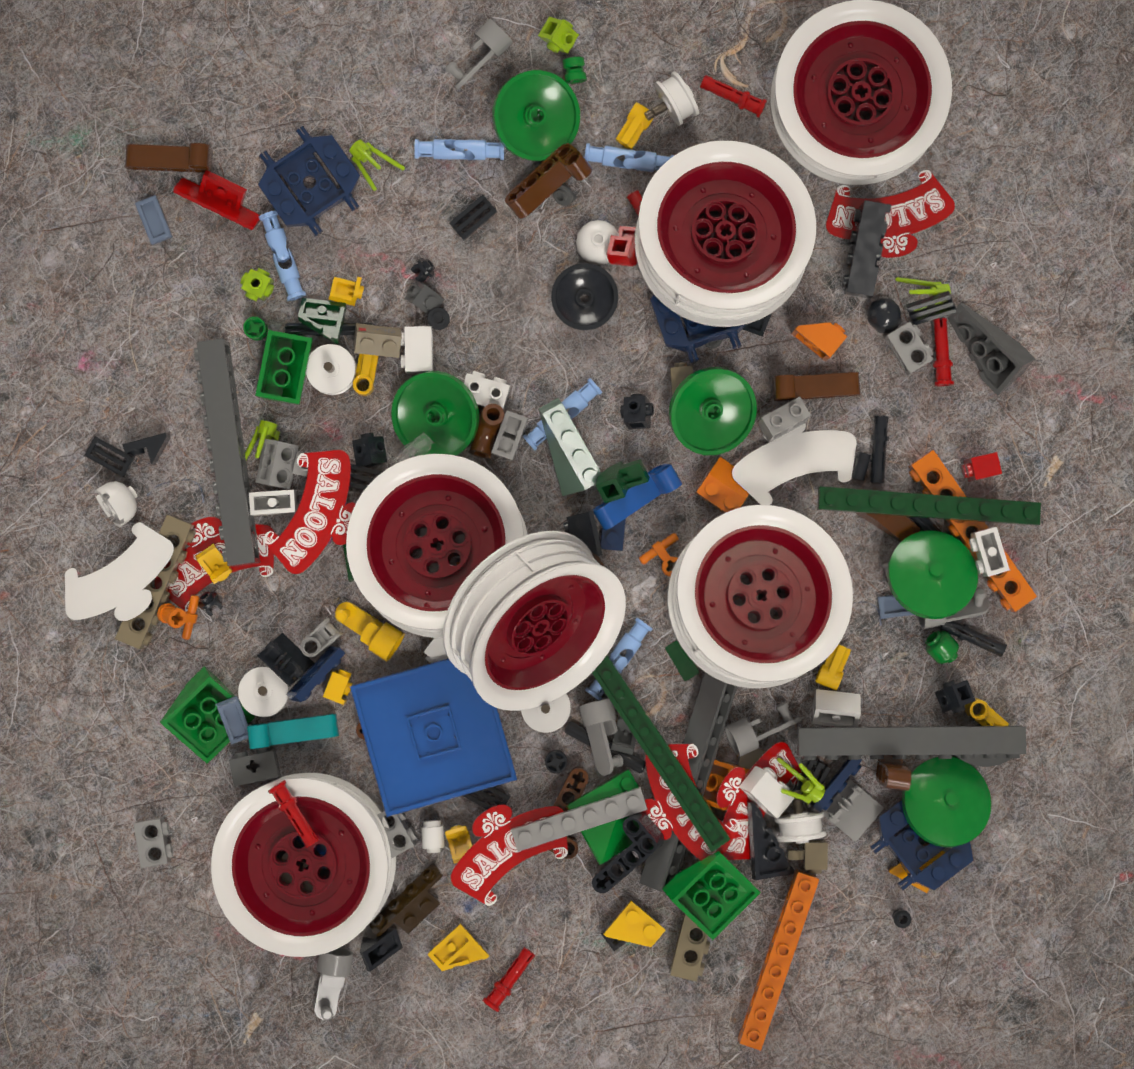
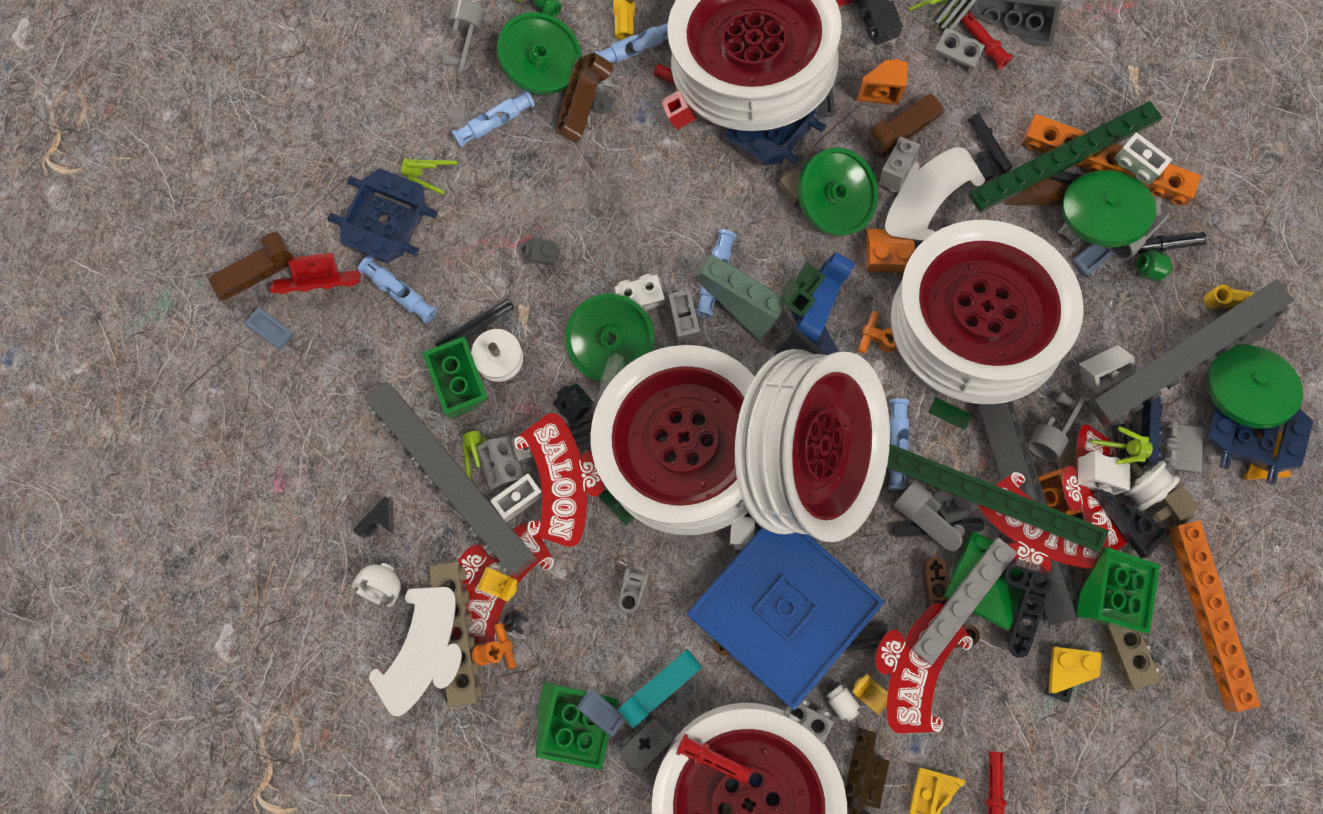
camera: 30 degrees left, 10 degrees down
(126, 466) = (368, 549): black tile -> none
(255, 324) = (407, 359): green wheel -> none
(262, 692) = (611, 670): white wheel -> none
(263, 290) = (395, 329): lime brick -> none
(285, 659) = (613, 628): black hinge -> none
(316, 674) = (648, 623): dark blue plate -> none
(323, 317) = (463, 317): wing -> none
(338, 686) = (675, 622): yellow brick -> none
(346, 290) = (470, 285): yellow bracket -> none
(365, 371) = (528, 340): yellow piece -> none
(377, 340) = (521, 306): dark tan brick -> none
(380, 637) = (686, 555): yellow piece -> none
(418, 349) = (560, 293): white brick -> none
(425, 267) = (524, 227): black plate -> none
(438, 318) = (561, 259): black plate -> none
(487, 205) = (543, 148): black tile -> none
(487, 432) = (660, 314): reddish brown cylinder -> none
(548, 716) = (874, 530): white wheel -> none
(557, 764) = (908, 564): black wheel -> none
(589, 281) = (668, 155): black dish -> none
(594, 240) = (652, 123): white cylinder -> none
(637, 412) = (776, 232): black brick -> none
(831, 672) = (1084, 344): yellow piece -> none
(884, 315) = (920, 40): black hair -> none
(893, 774) = (1195, 390): reddish brown beam -> none
(905, 922) = (1289, 509): black pin -> none
(955, 696) = (1195, 297): black brick -> none
(981, 467) = (1083, 102): red brick -> none

